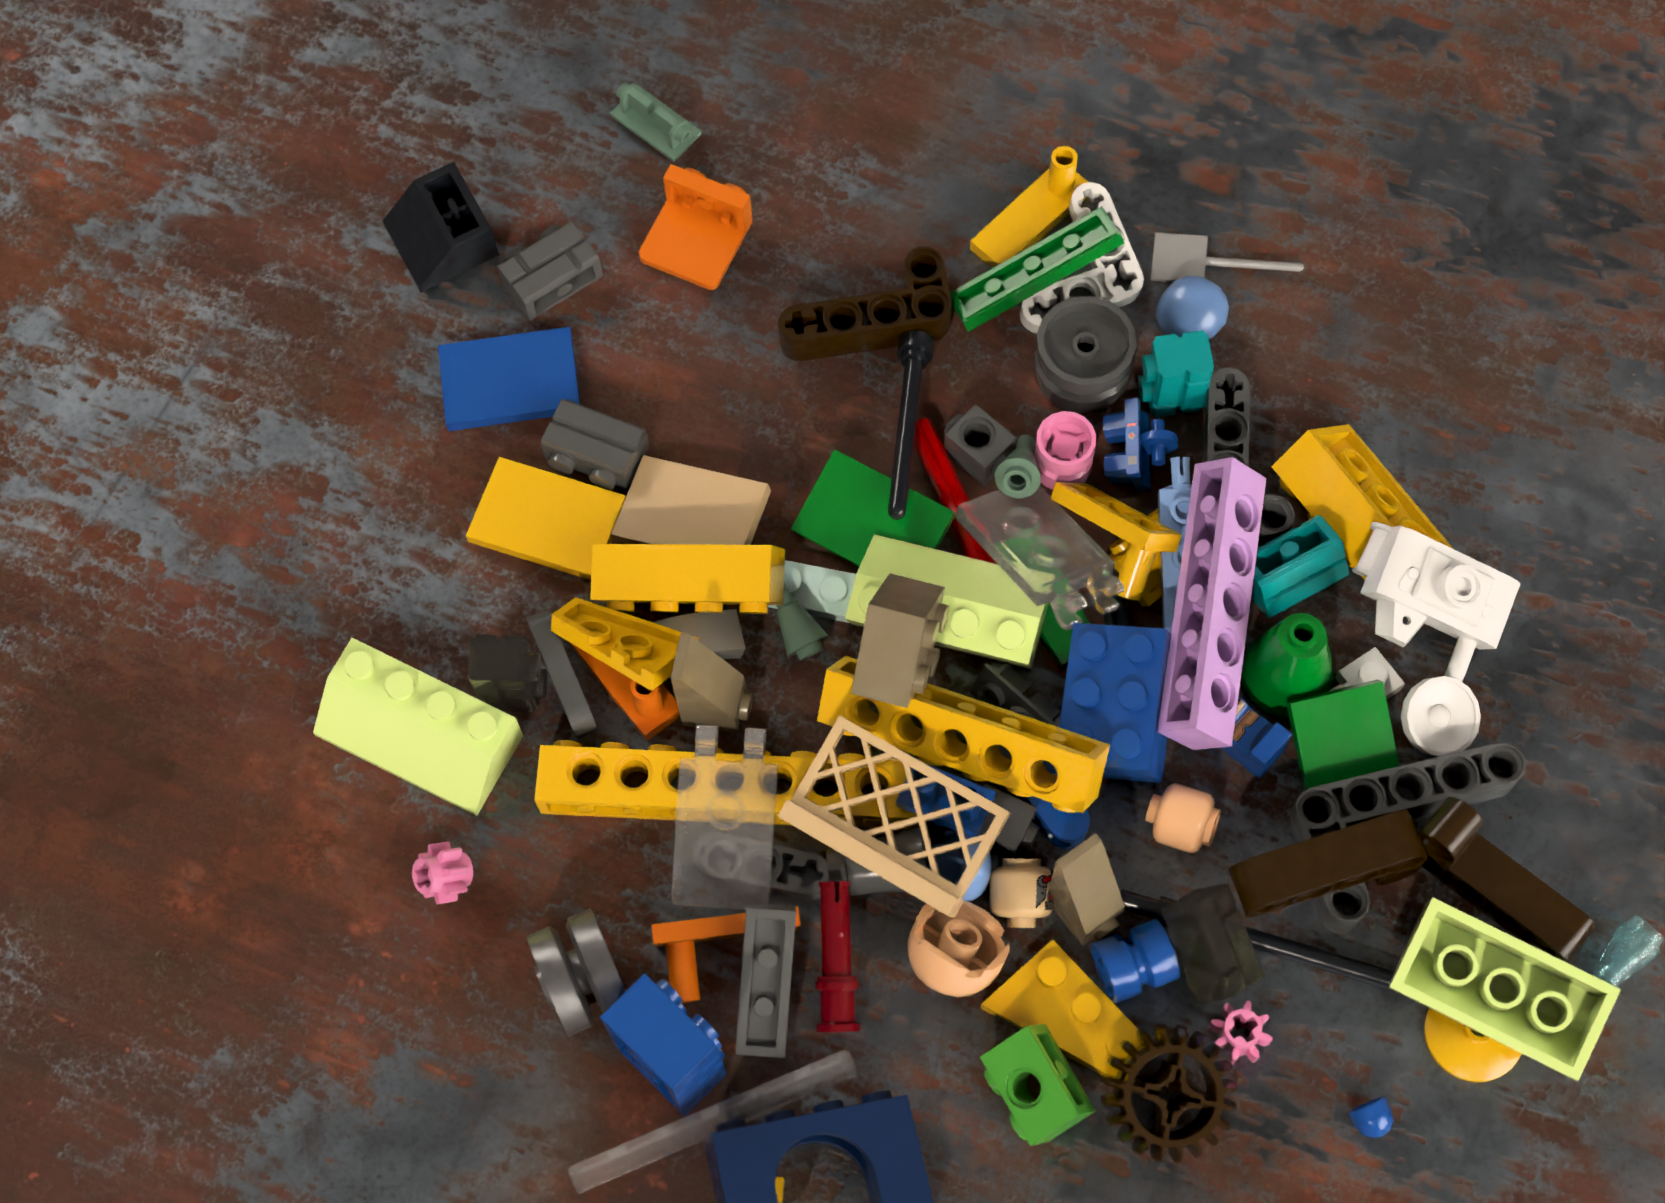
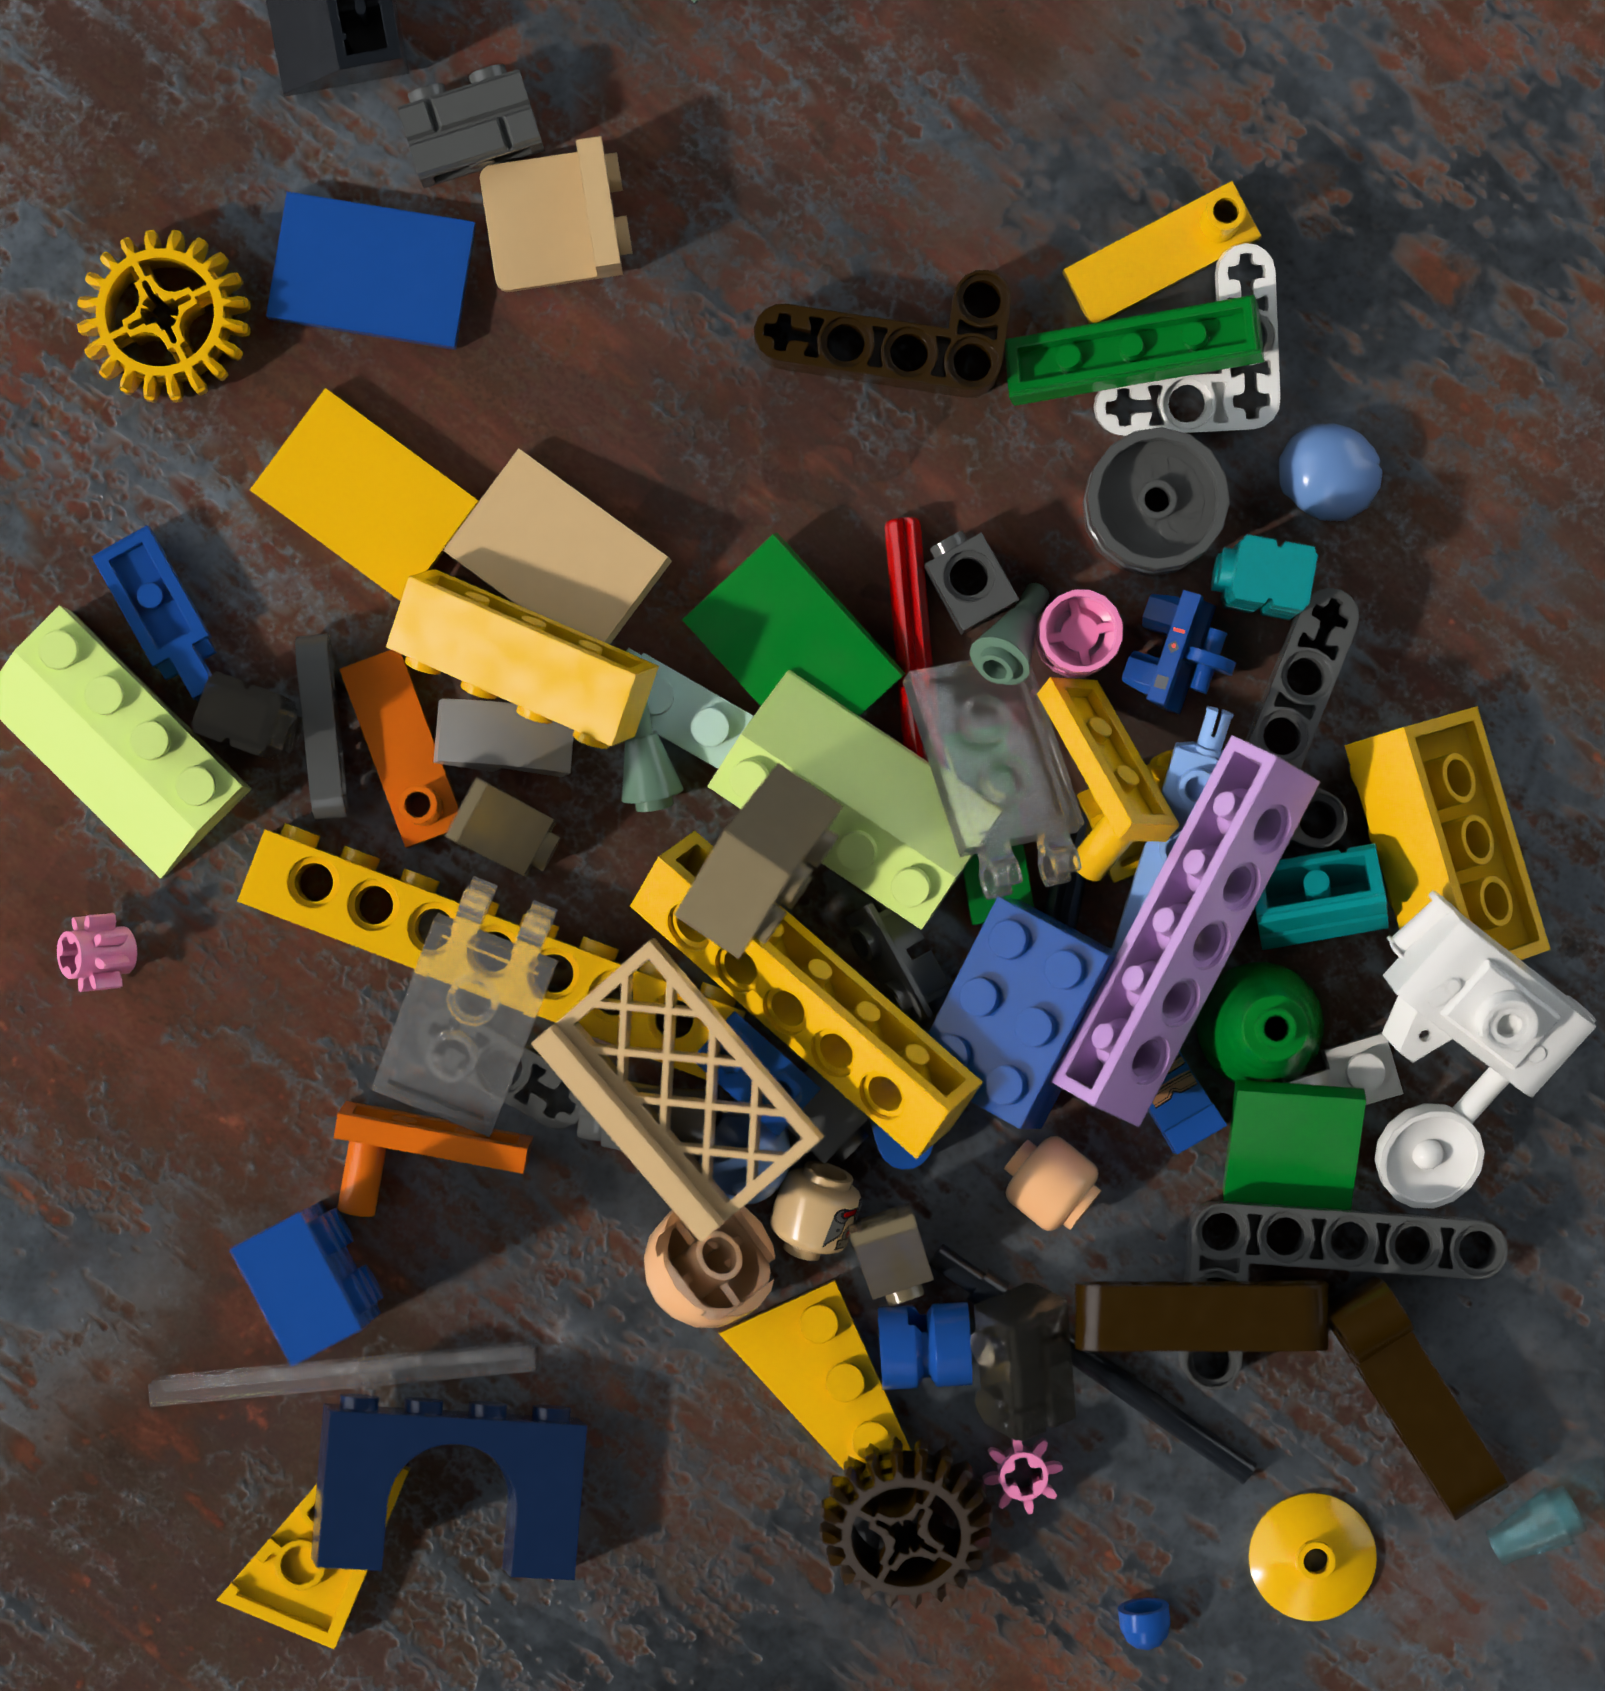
camera: 15 degrees right, 20 degrees up
(384, 421) = (137, 326): none -> yellow gear
(422, 630) = (158, 608): none -> blue hinge
(576, 973) = (230, 1146): flat silver wheel -> none
(594, 445) = (455, 414): dark grey brick -> none
(620, 640) = (411, 728): yellow wing -> none
(625, 306) = (555, 218): none -> tan bracket
(697, 227) = (690, 131): orange bracket -> none
(765, 980) = (459, 1227): dark grey plate -> none
(836, 982) = (549, 1252): dark red pin -> none
(914, 352) = (930, 416): black piece -> none
(1061, 1096) = (766, 1431): bright green brick -> none
(1186, 256) = (1348, 385): light grey piece -> none
(1504, 988) = (1359, 1529): yellowish green slope -> none

